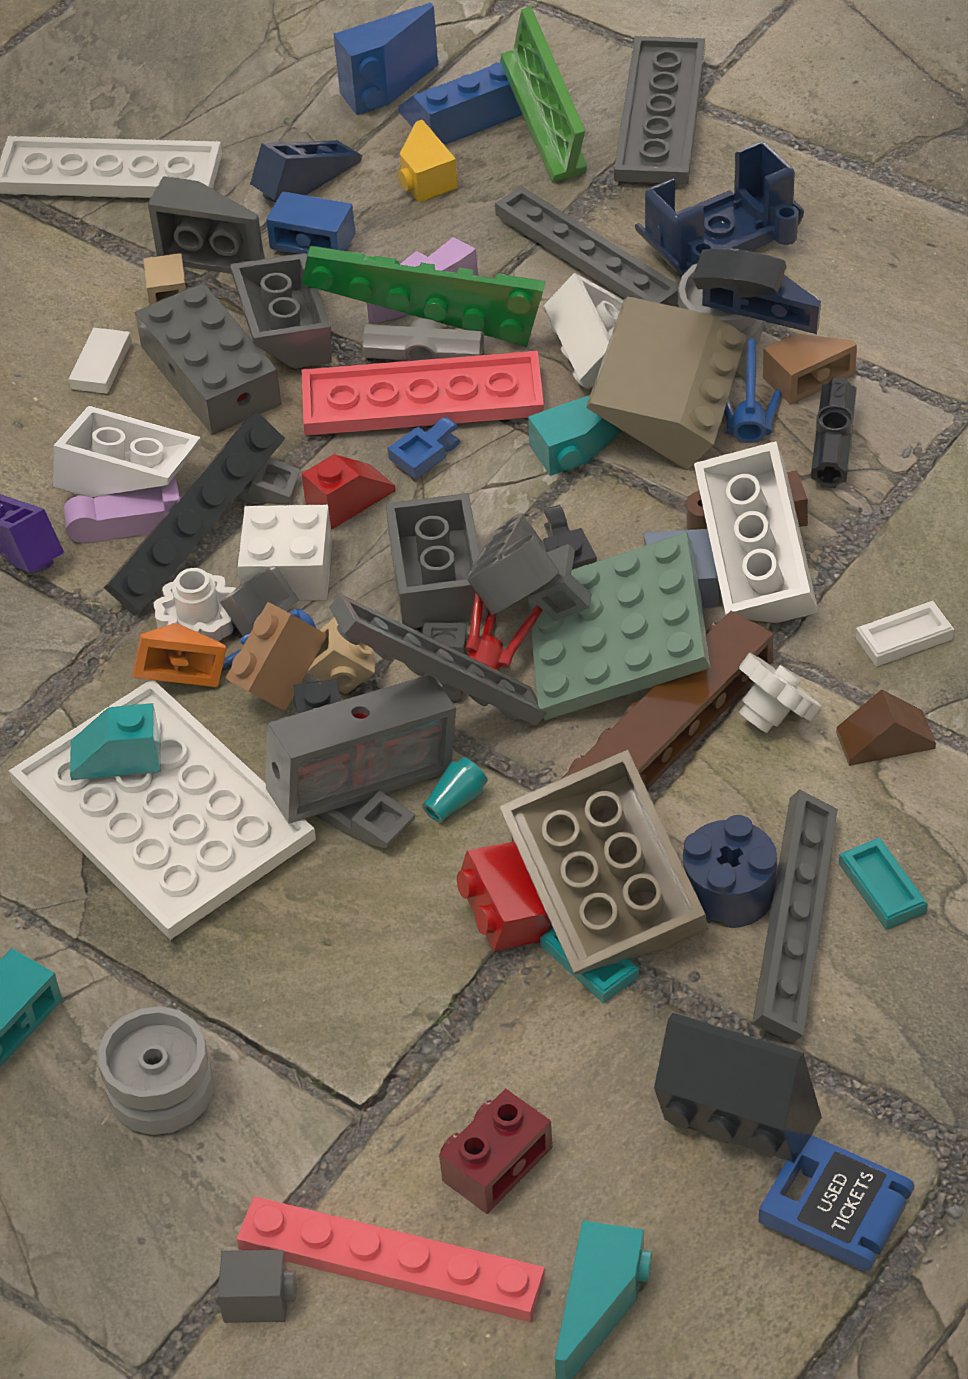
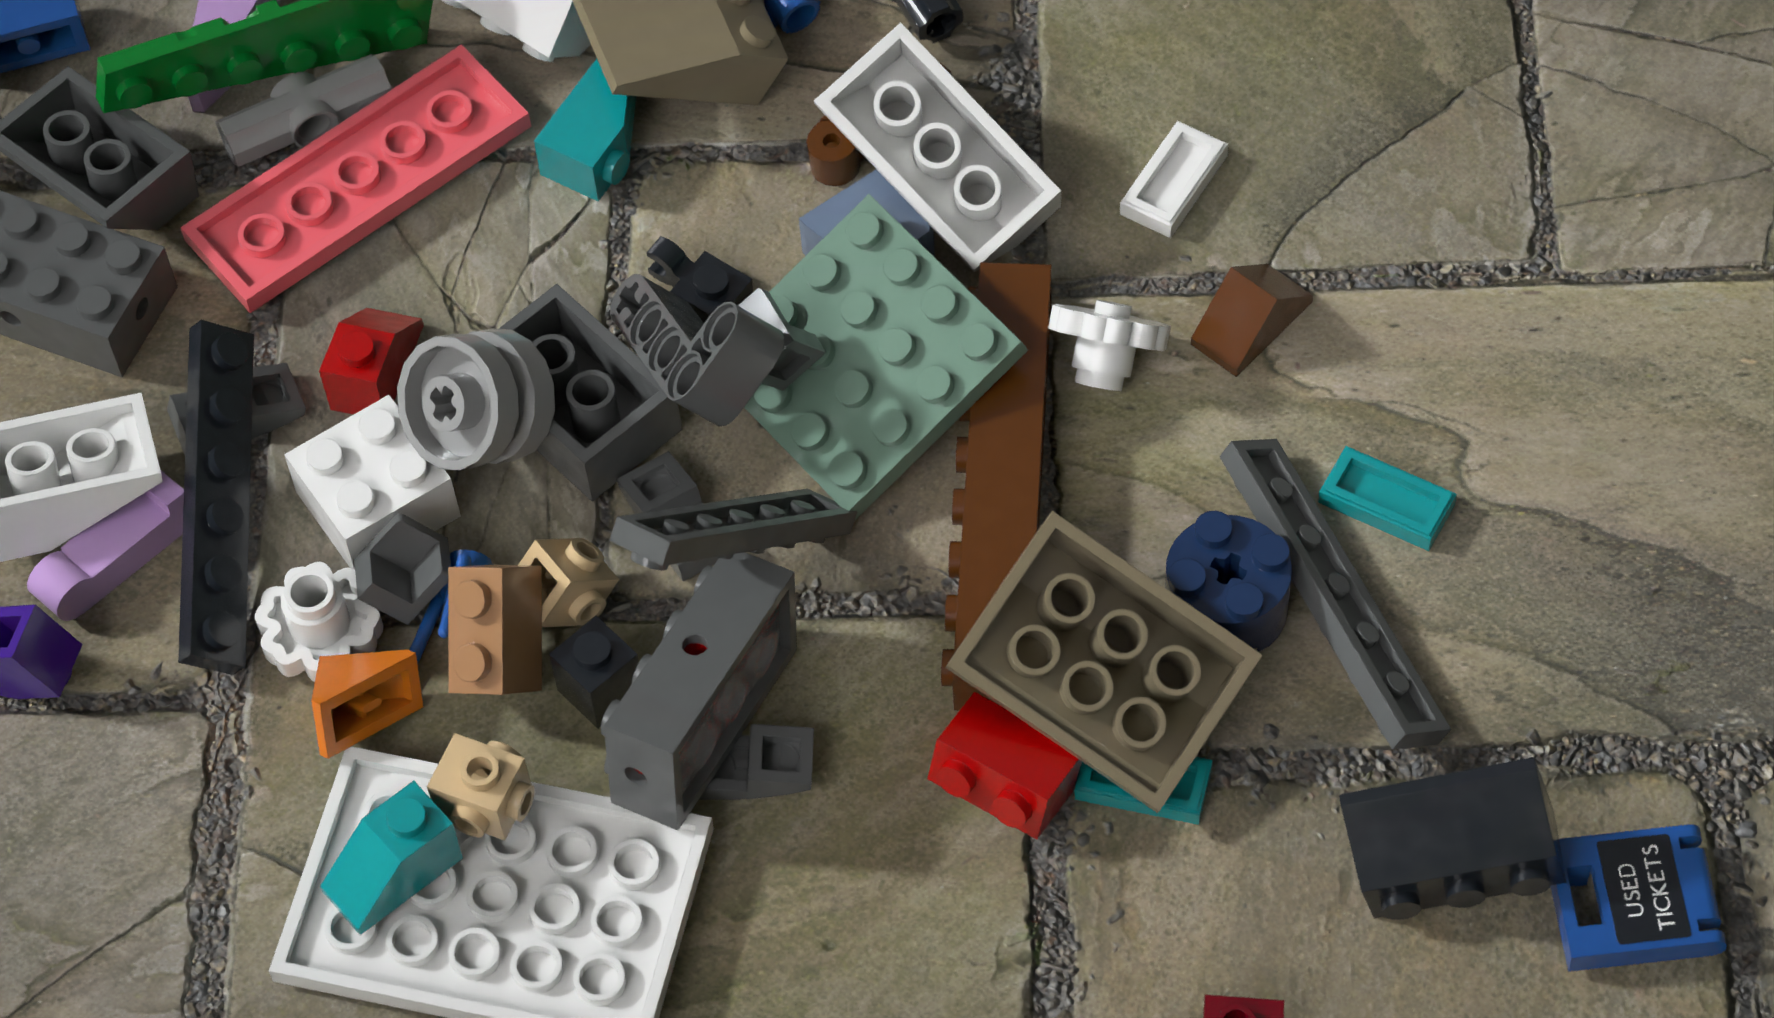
camera: 35 degrees left, 10 degrees up
(196, 740) = (482, 787): none -> tan brick
(364, 525) = (475, 398): none -> light grey wheel
(423, 450) = (422, 255): blue plate -> none
(456, 788) = (831, 666): teal cone -> none
(489, 648) = (728, 473): red plant -> none

